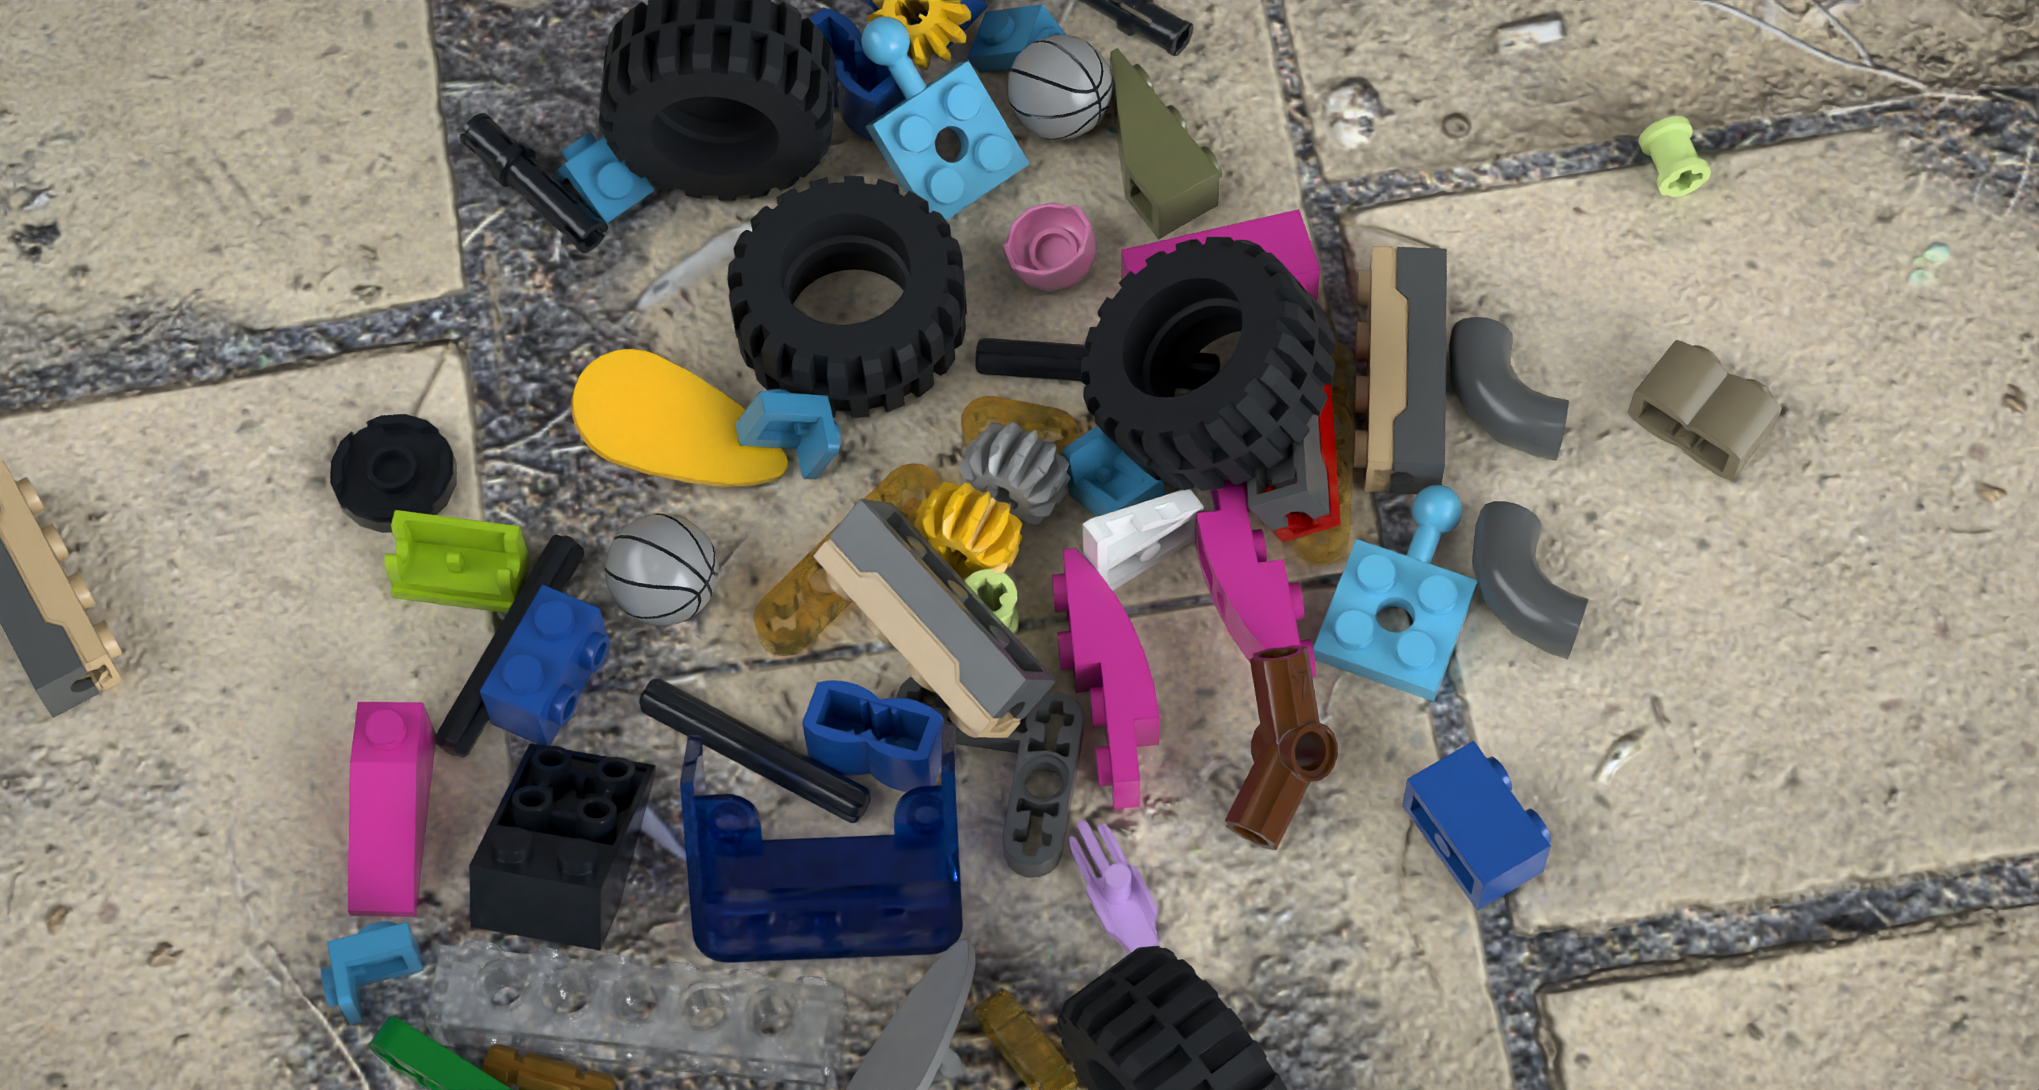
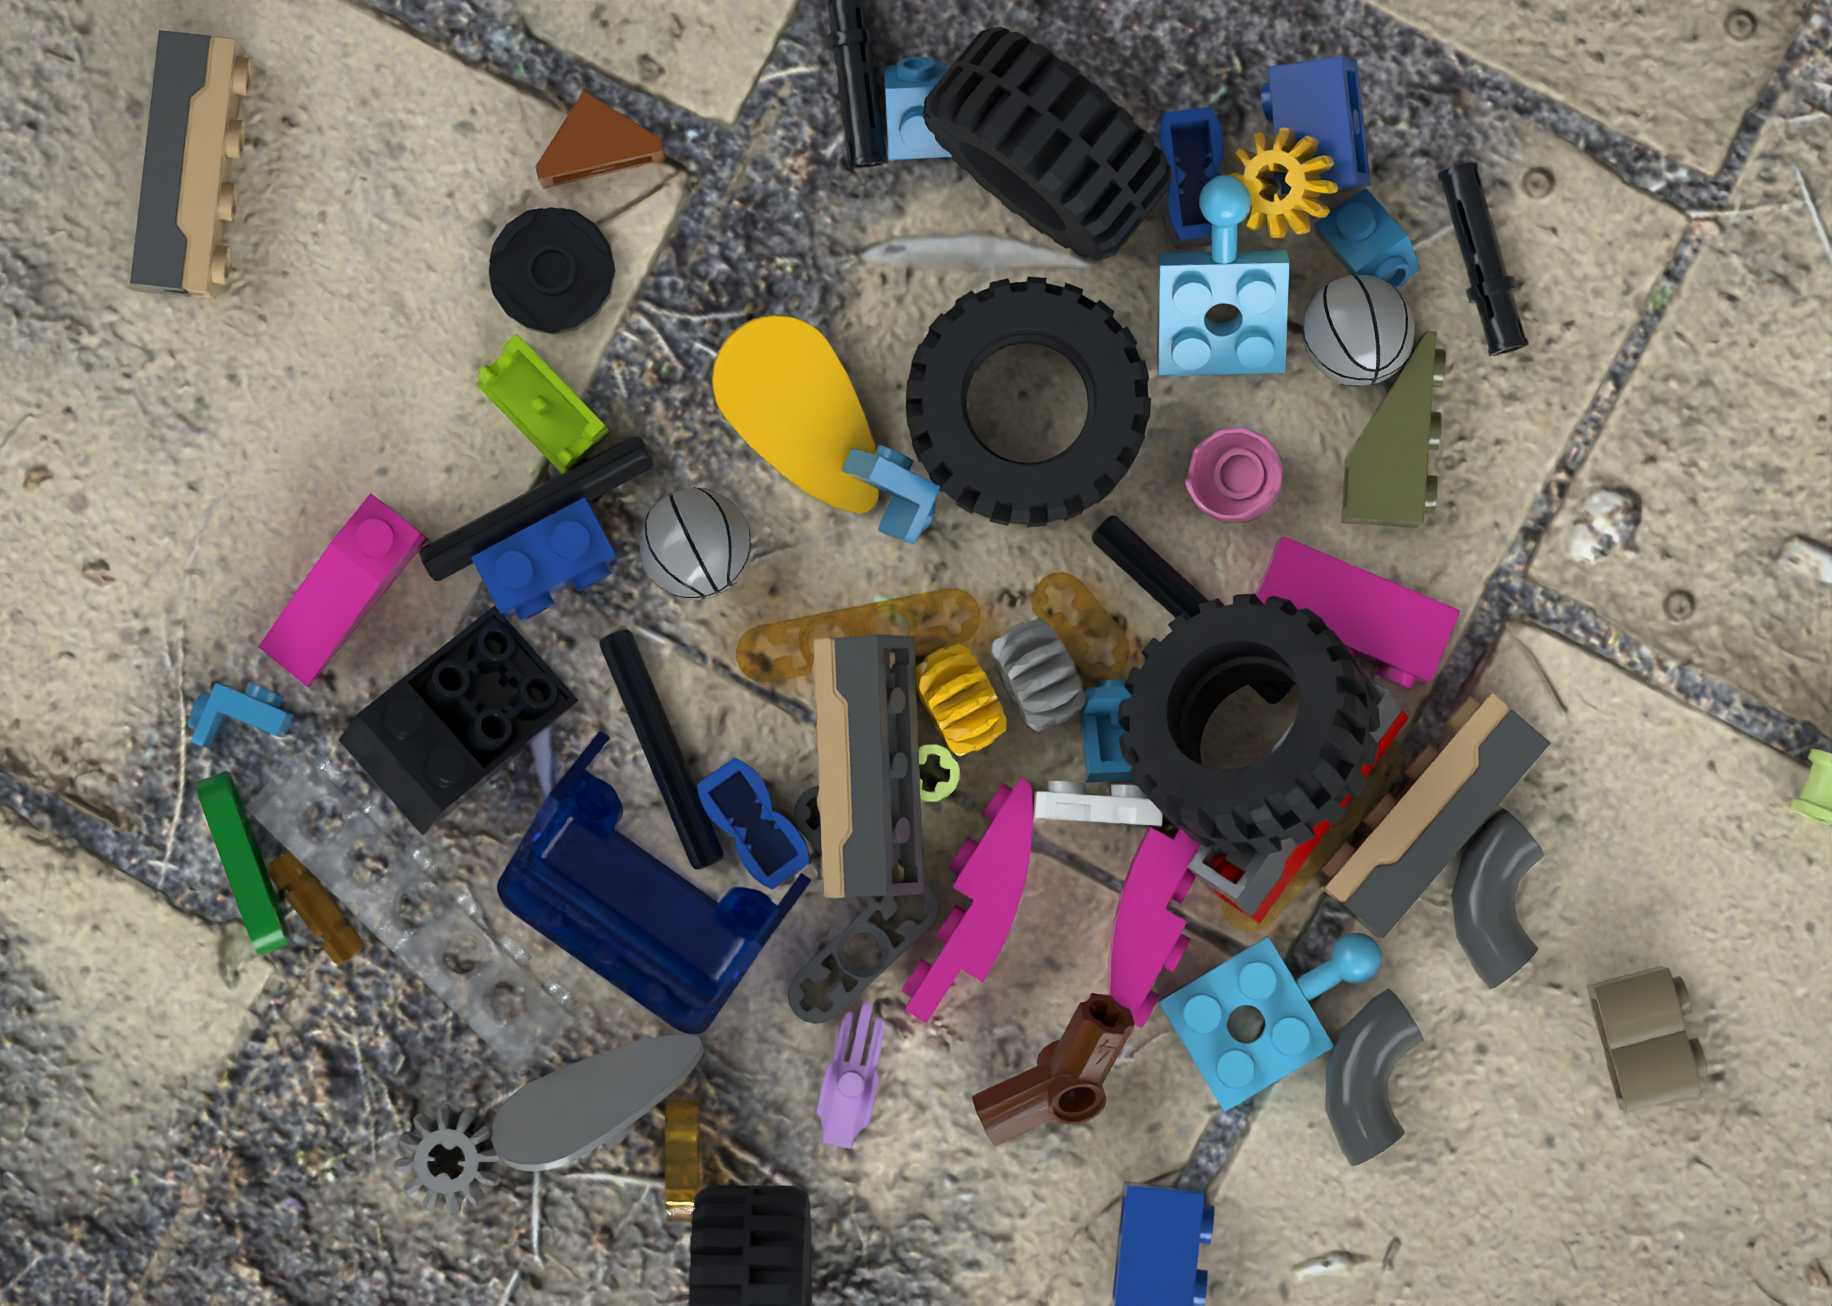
camera: 30 degrees right, 25 degrees up
(367, 353) = (596, 143): none -> dark orange slope

